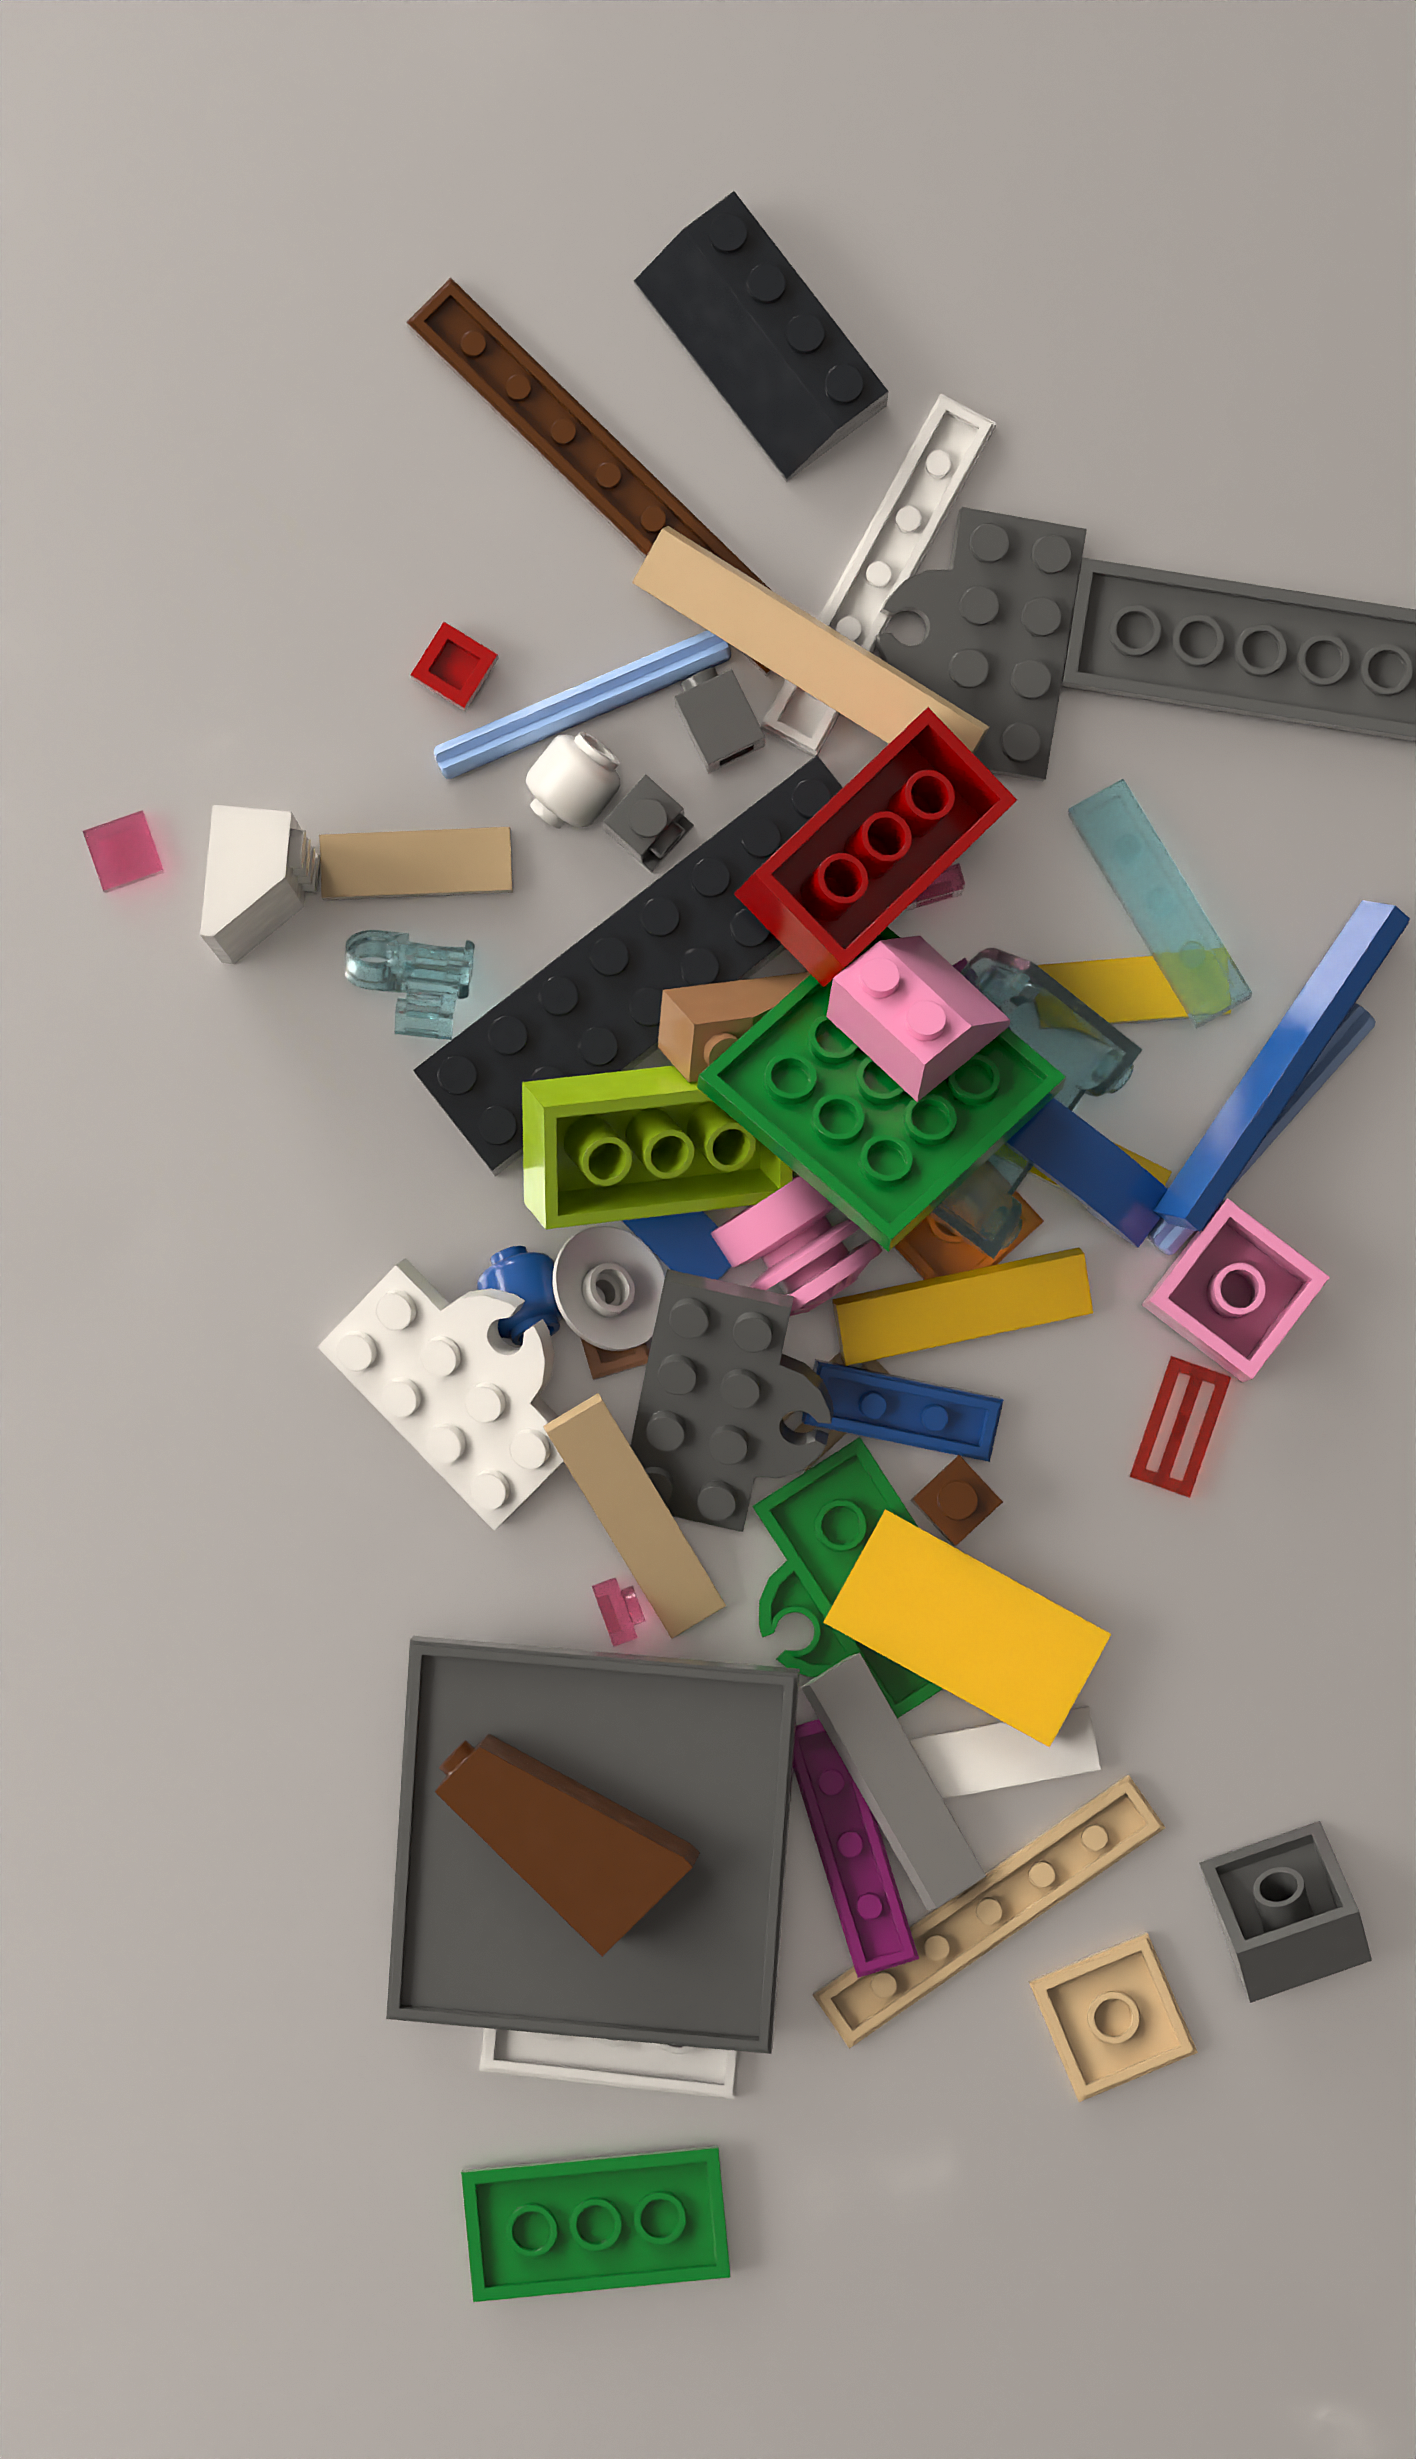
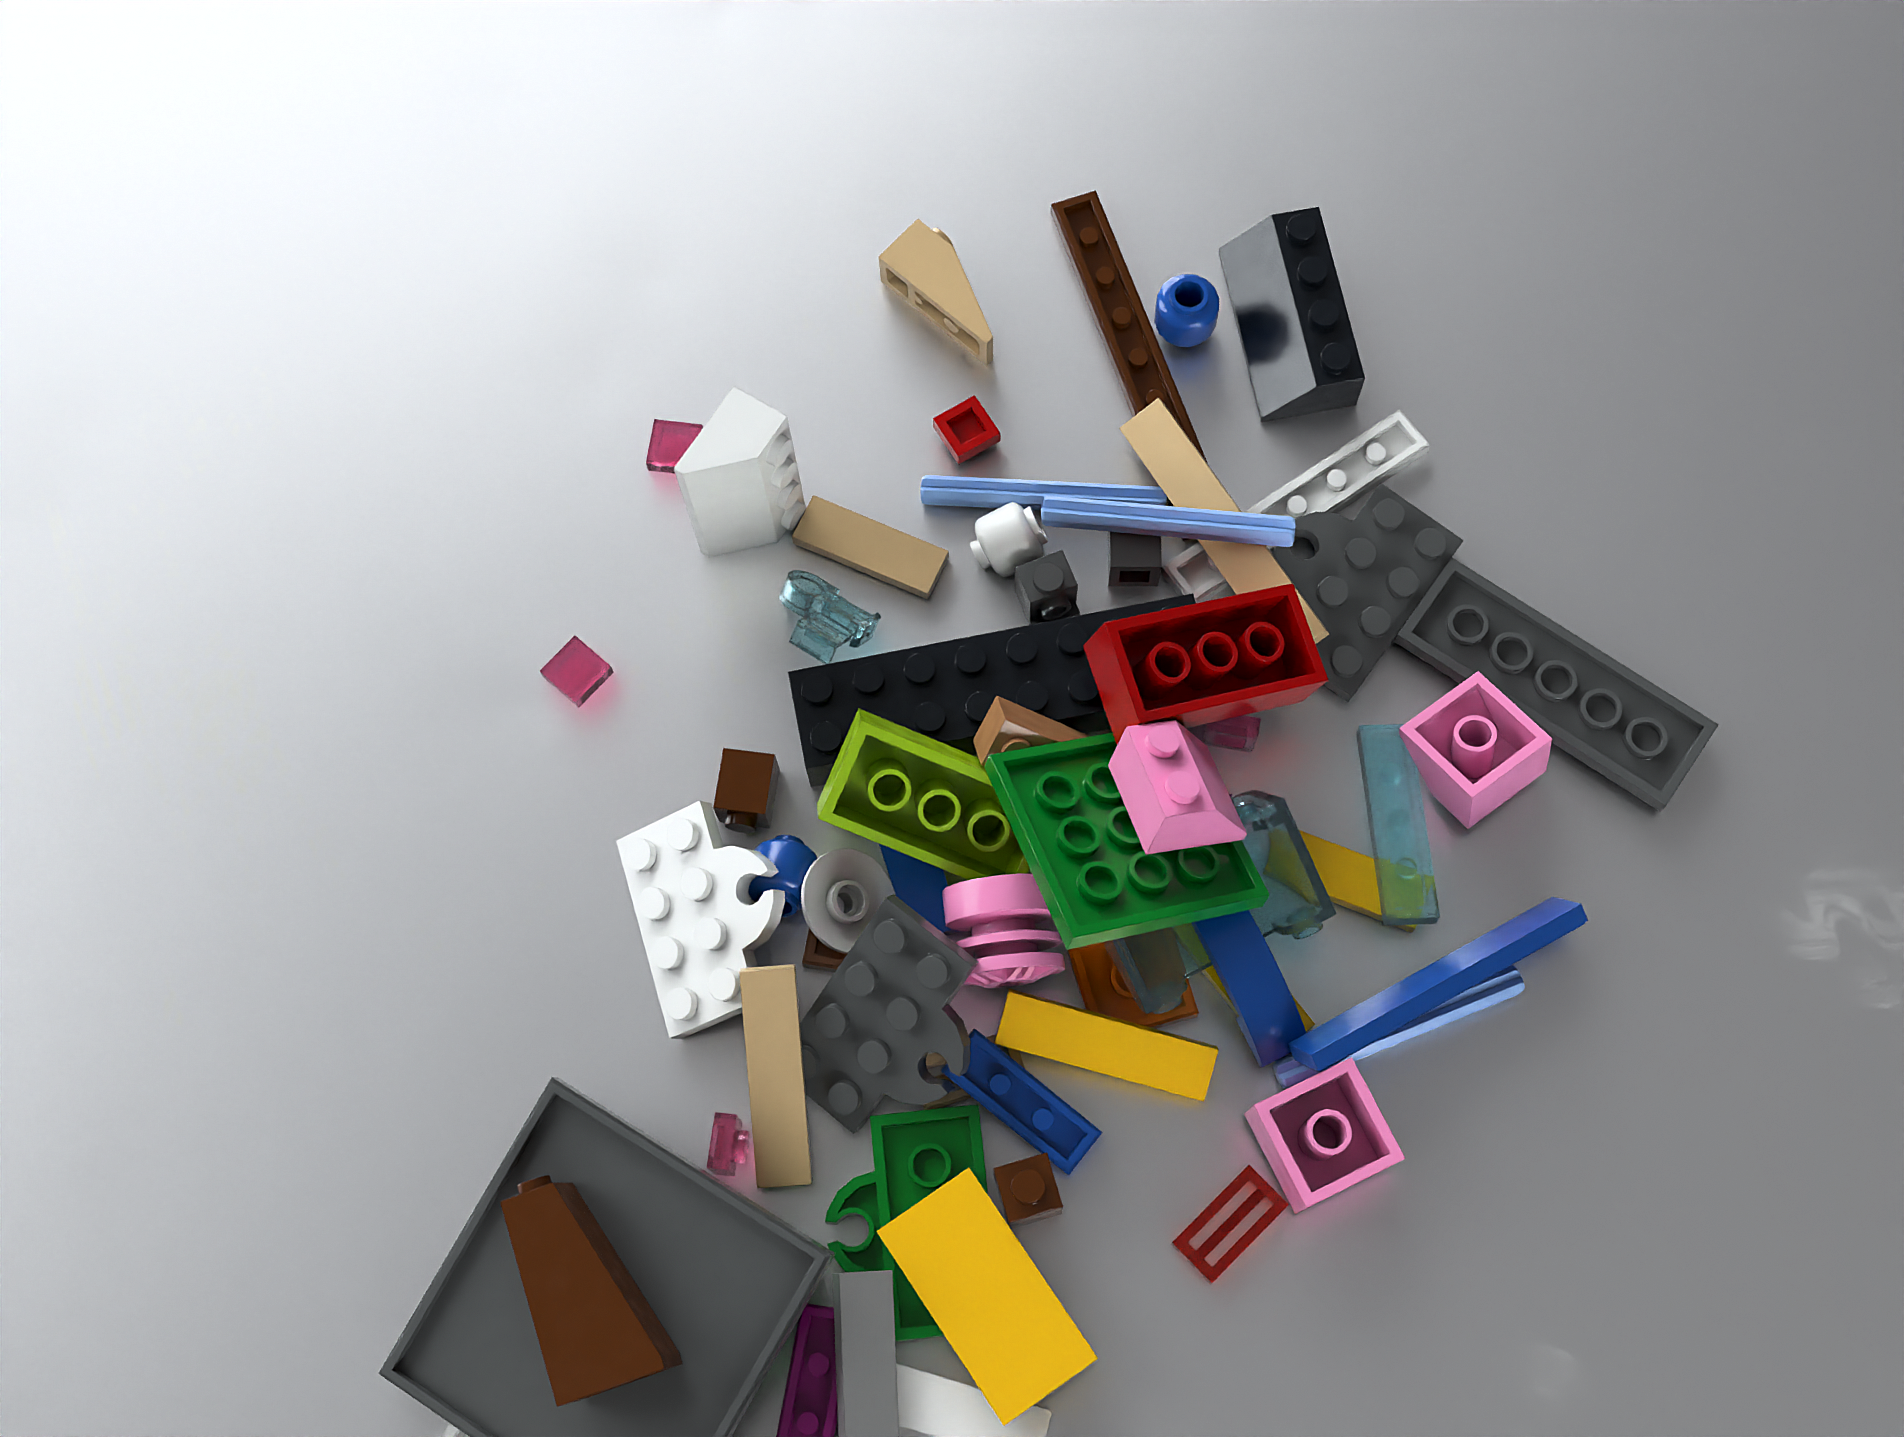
camera: 25 degrees right, 15 degrees down
(161, 1175) = (576, 671): none -> clear pink tile
(317, 494) = (930, 278): none -> tan slope
(431, 1221) = (746, 789): none -> reddish brown brick
(642, 373) = (1186, 310): none -> blue head
(748, 684) = (1168, 521): none -> light blue axle
(1206, 779) = (1475, 749): none -> bright pink slope

